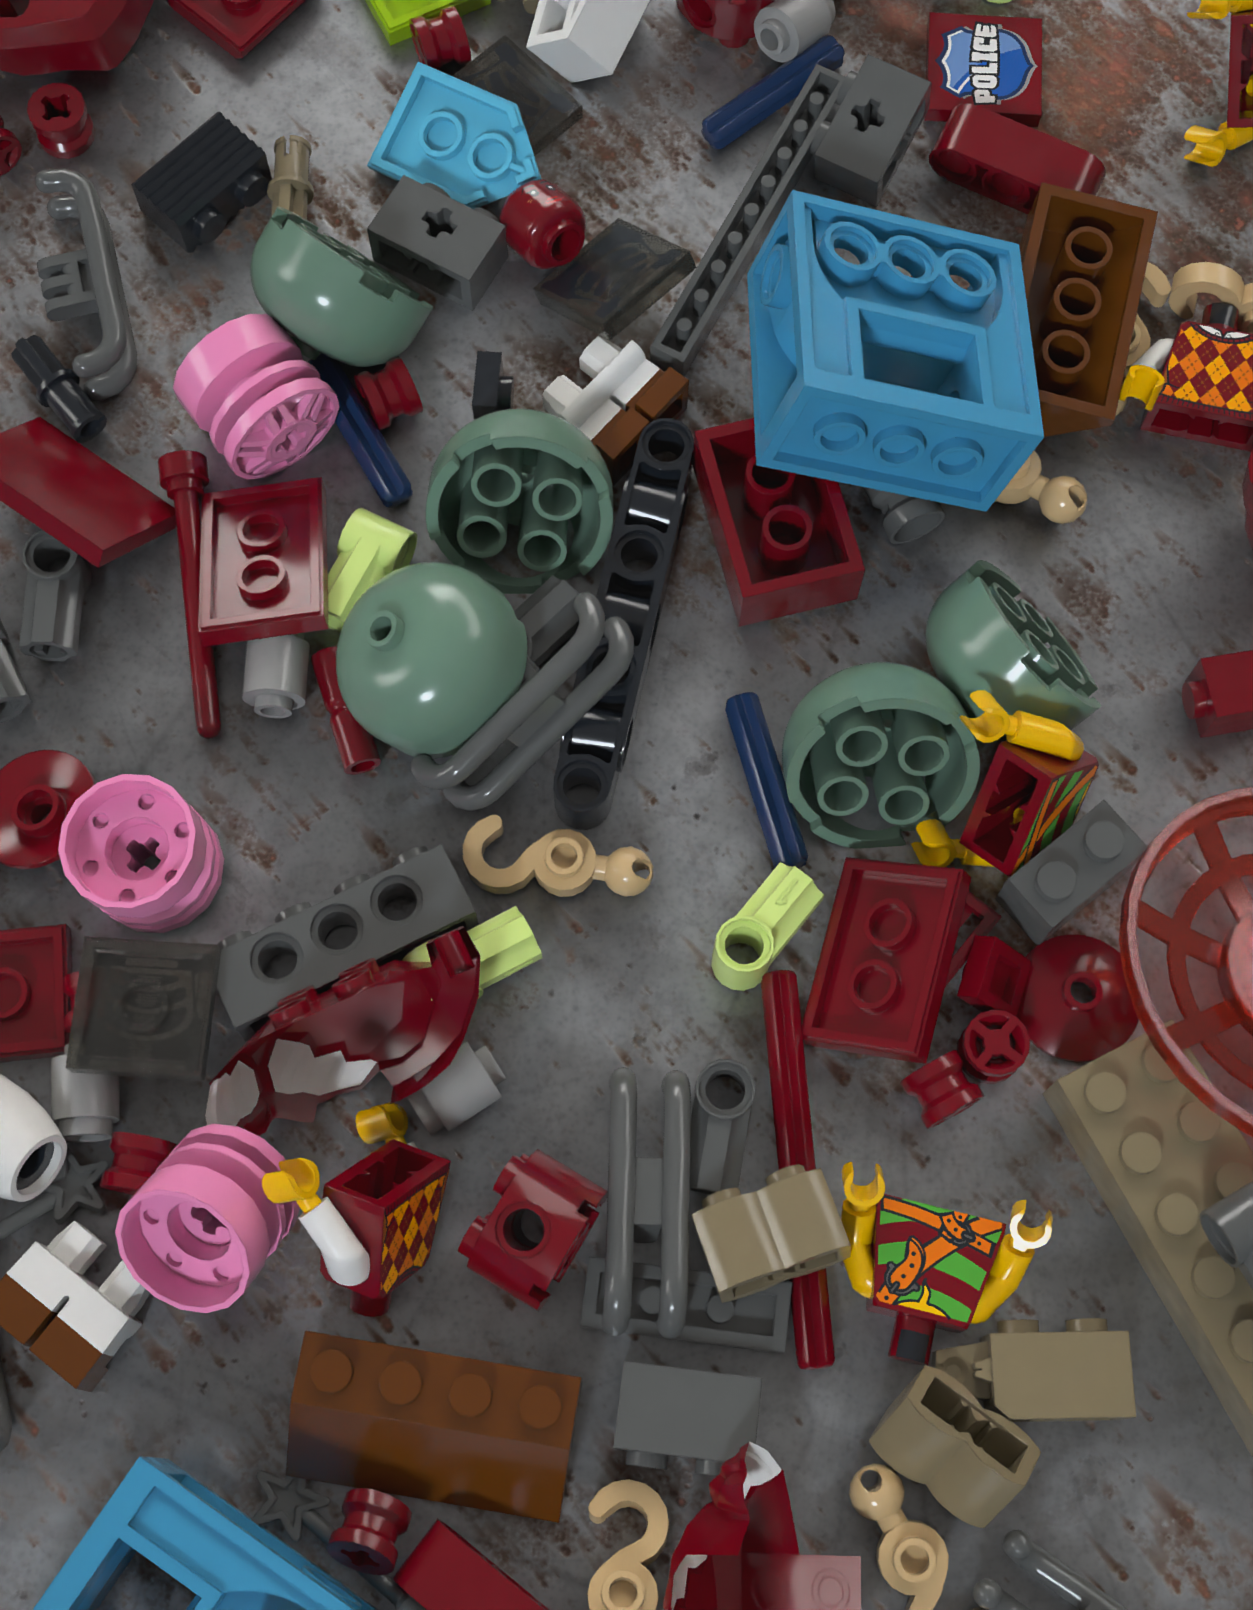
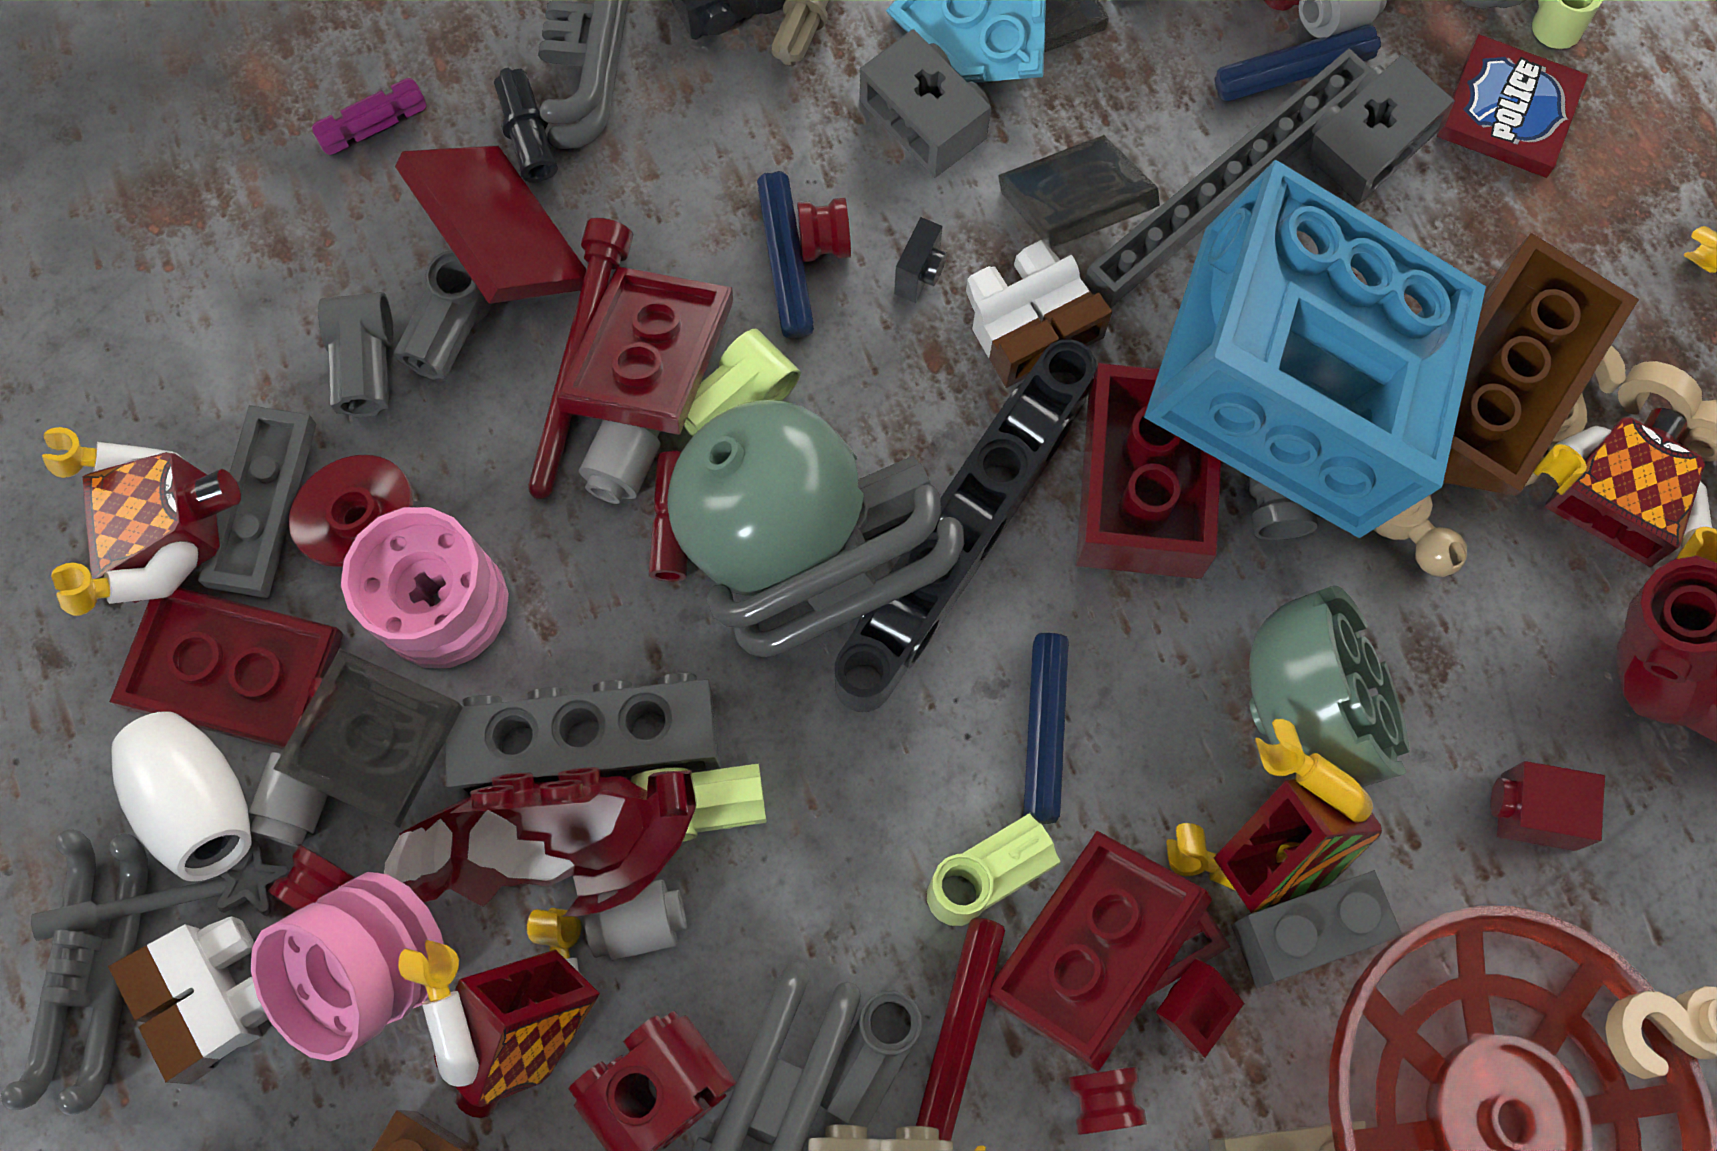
camera: 20 degrees right, 0 degrees up
(255, 396) = (697, 191): bright pink wheel -> none
(332, 295) = (804, 119): sand green cylinder -> none
(525, 473) = (922, 348): sand green cylinder -> none
(543, 224) = (1029, 117): dark red head -> none
(559, 860) = (818, 734): tan piece -> none
(883, 726) = (1184, 718): sand green cylinder -> none
(1001, 1036) = (1185, 1070): dark red wheel -> none
(1009, 158) = (1507, 199): dark red beam -> none
(1058, 1021) = (1245, 1064): dark red dish -> none

